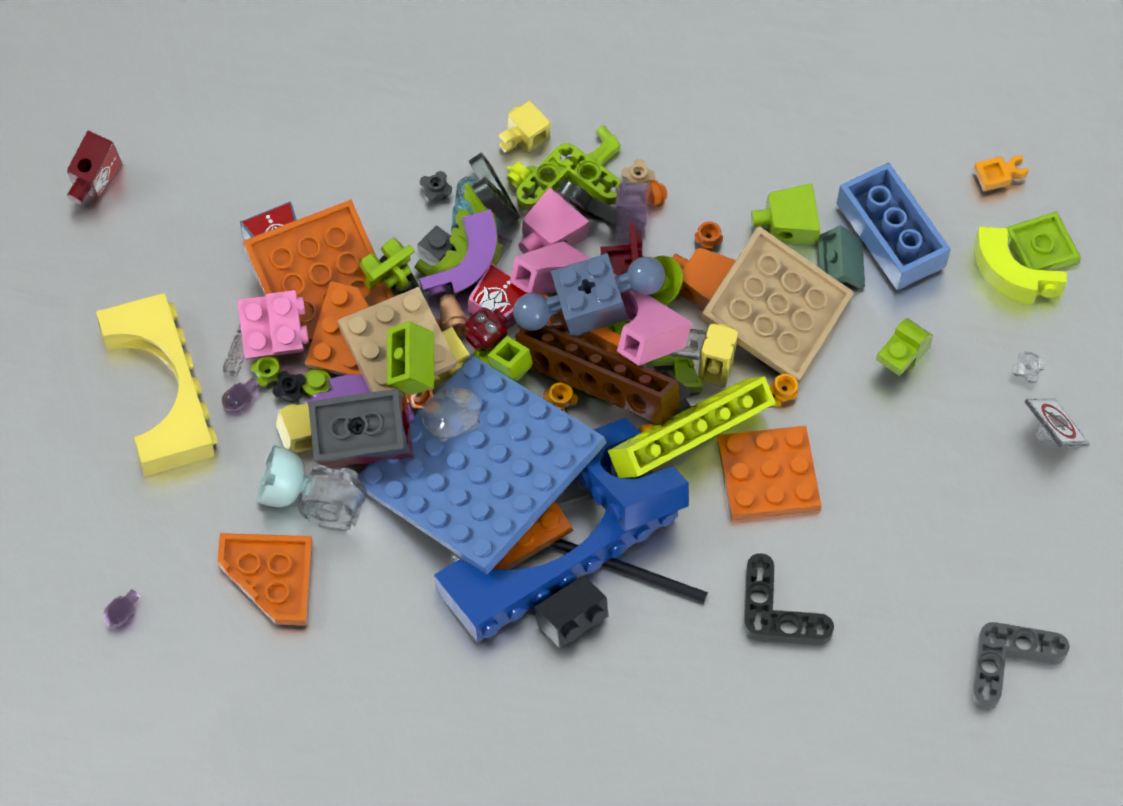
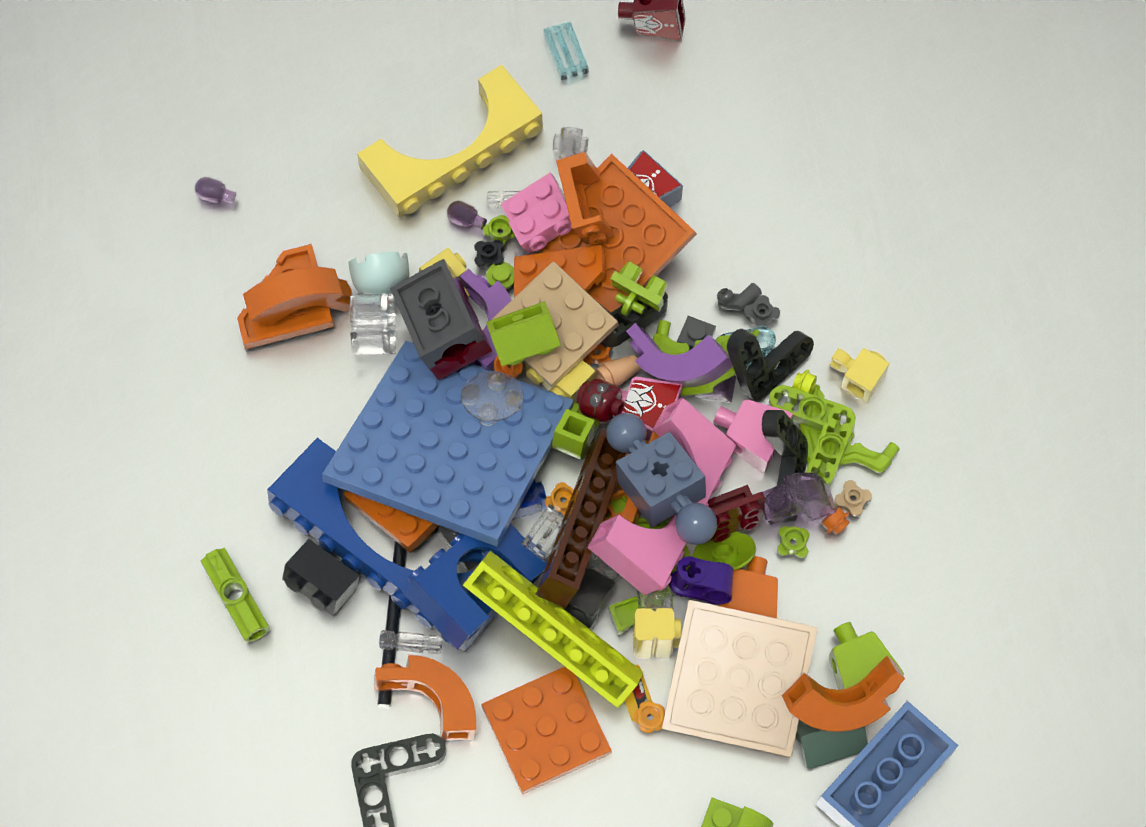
camera: 75 degrees right, 5 degrees up
(92, 265) = (572, 69): none -> clear light blue tile
(202, 282) = (570, 142): none -> clear gear
(279, 554) = (296, 290): none -> orange arch
(283, 278) = (574, 174): none -> orange panel
(417, 199) = (734, 301): none -> dark grey arm
(582, 687) = (242, 610): none -> lime piece
(595, 412) = (555, 520): none -> clear tile
(657, 555) = (410, 642): none -> clear axle
(664, 225) = (798, 534): none -> lime plate
(689, 295) = (705, 580): none -> dark purple piece
(712, 229) = (810, 582): orange plate -> none
(713, 538) = (440, 686): none -> orange arch
(831, 224) = (847, 707): none -> orange arch

